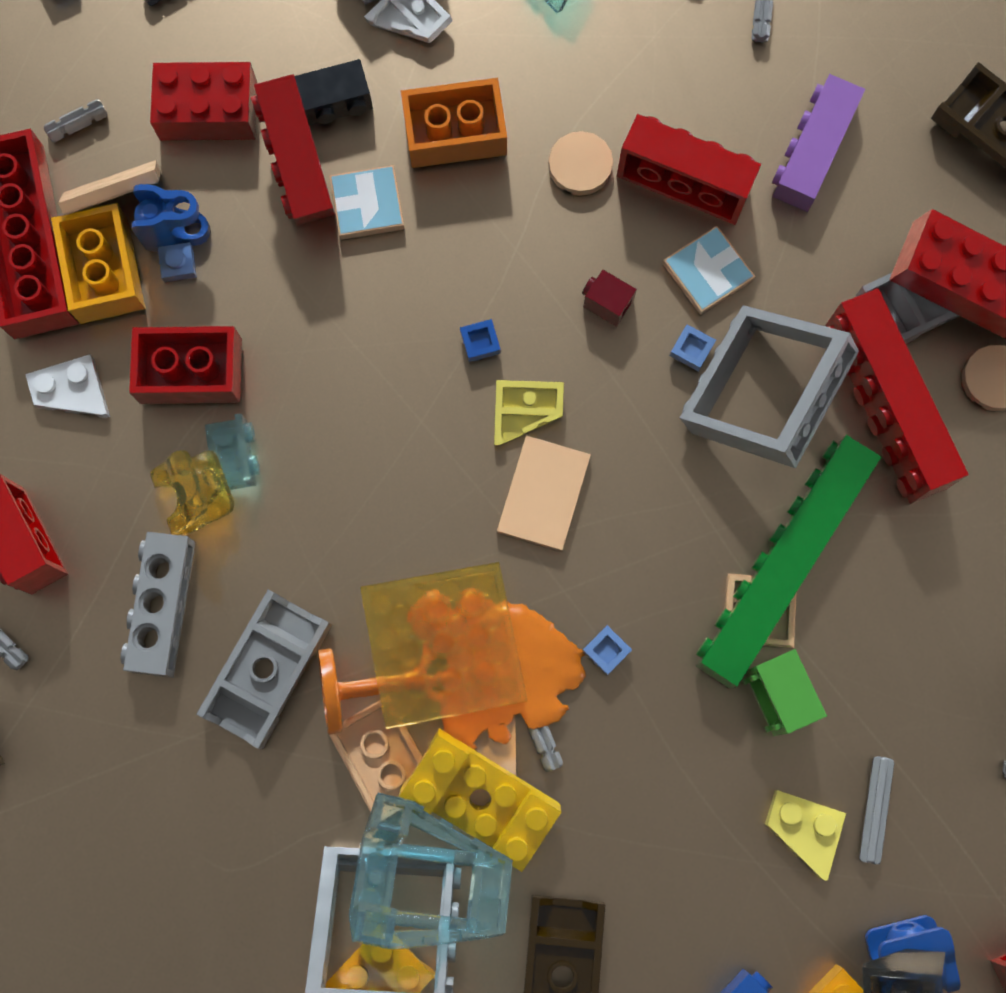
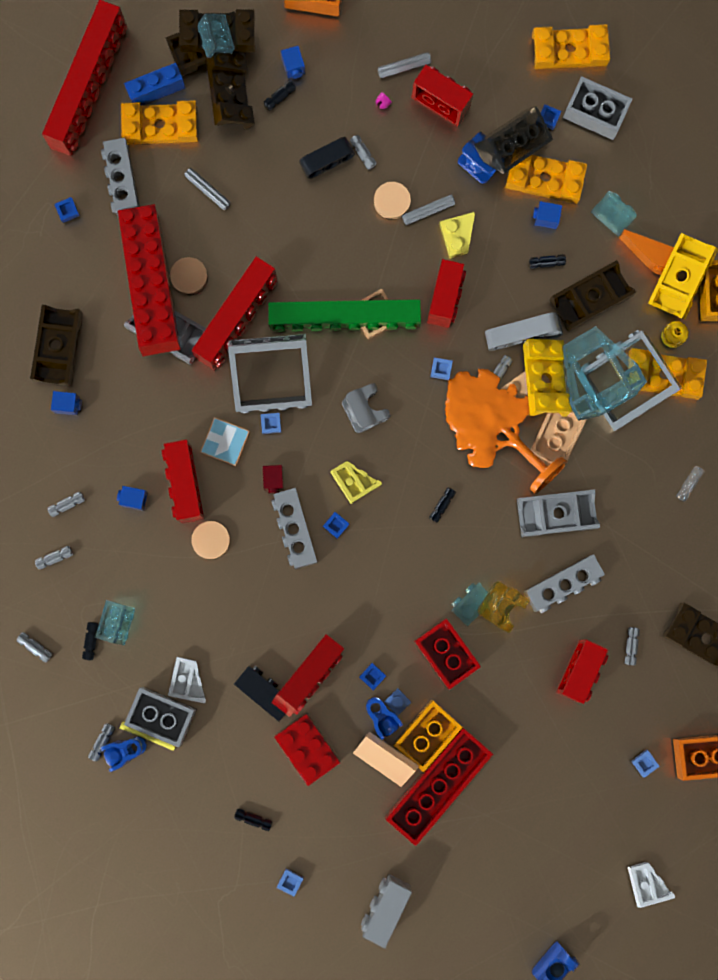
camera: 130 degrees left, 5 degrees up
(69, 387) = (495, 706): white wing -> none
(75, 120) = (360, 810): light grey axle -> none
(162, 913) = (690, 483): none -> clear axle
(235, 250) = (372, 676): none -> blue plate
(366, 202) = (302, 630): tile -> none
(402, 510) = (442, 505): none -> black axle
(442, 645) = (493, 439): clear yellow plate -> none
(454, 122) = (234, 613): orange brick -> none
(495, 285) = (291, 498): none -> light grey brick
(543, 493) = (388, 445): light nougat tile -> none
(577, 820) = (515, 333): none -> light grey beam
(628, 481) = (359, 411): none -> light grey piece
(668, 944) = (547, 261): none -> black axle
(711, 96) = (132, 498): none -> blue brick
(721, 736) = (447, 293): none -> red brick
(785, 694) = (408, 277): bright green container -> none
(818, 143) = (123, 430): medium lavender brick -> none
(910, 92) = (66, 403): none -> blue brick
(929, 762) = (392, 200): none -> light nougat tile

